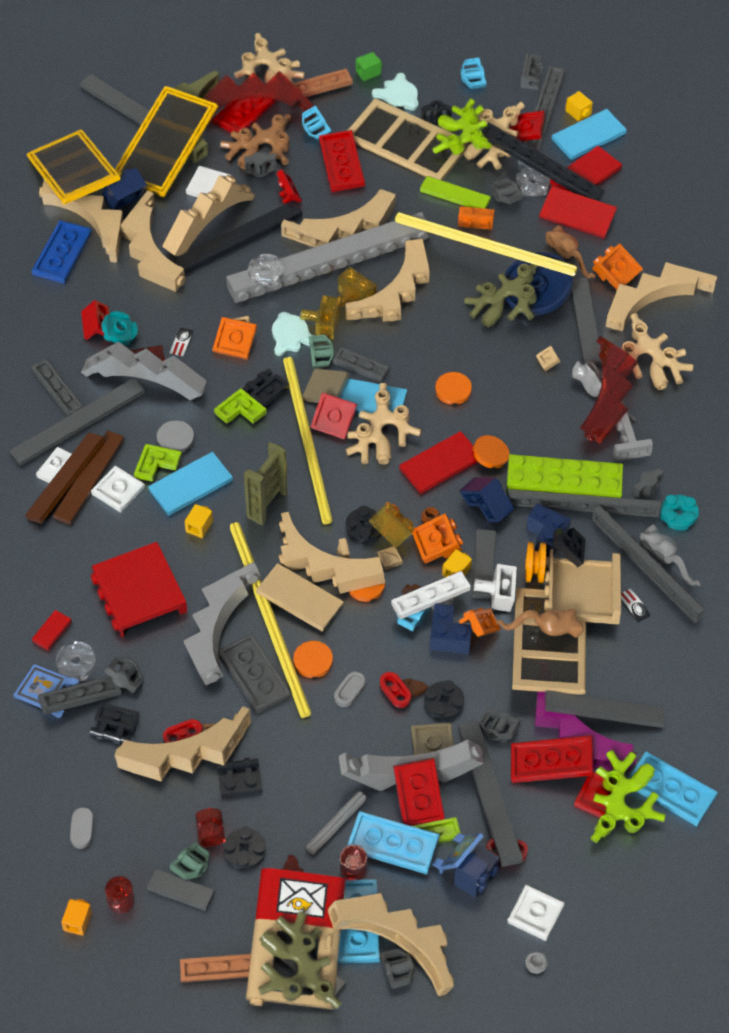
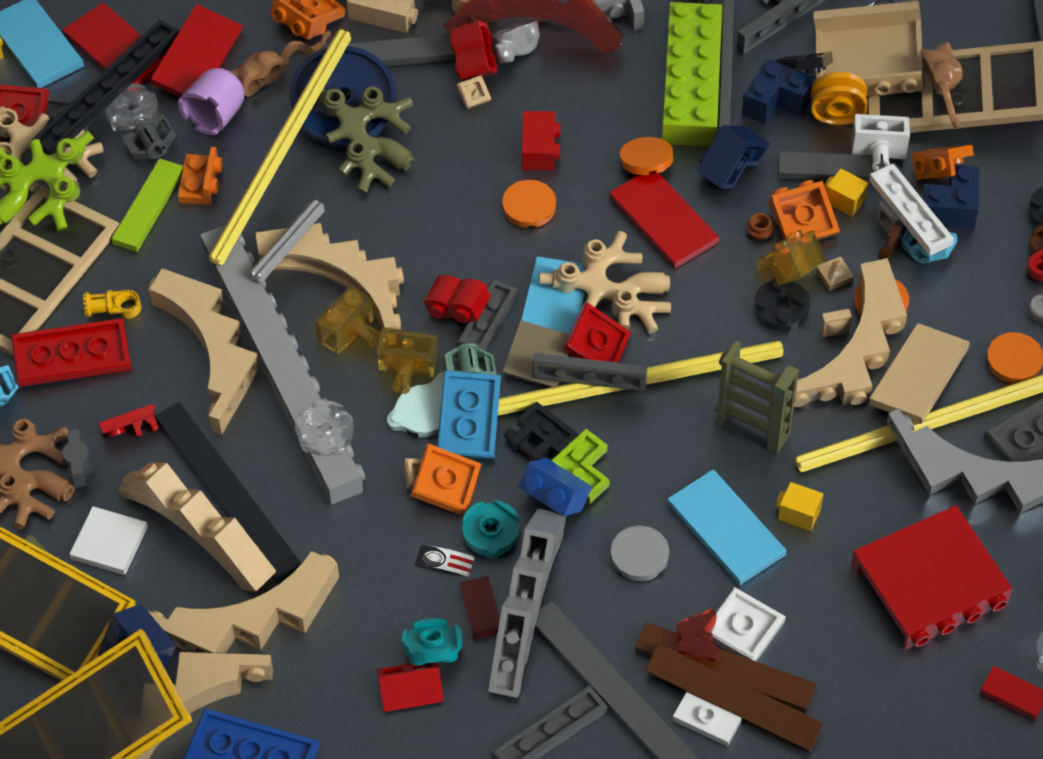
camera: 90 degrees left, 0 degrees up
(104, 457) = (701, 627): none -> clear red animal
(155, 457) = (687, 579): lime plate -> none
(208, 357) = (496, 542): none -> teal plate
(220, 388) = (555, 486): none -> blue brick
(279, 348) = (469, 414): none -> dark azure tile
(303, 406) = (589, 372): none -> dark grey tile
(370, 343) = (457, 298): none -> red brick
(380, 180) = (111, 303): none -> yellow connector
(412, 251) = (287, 241): none -> light grey axle
(504, 391) = (539, 140): none -> red brick
(533, 217) = (212, 100): none -> lavender cylinder
(581, 350) = (473, 51): none -> red brick

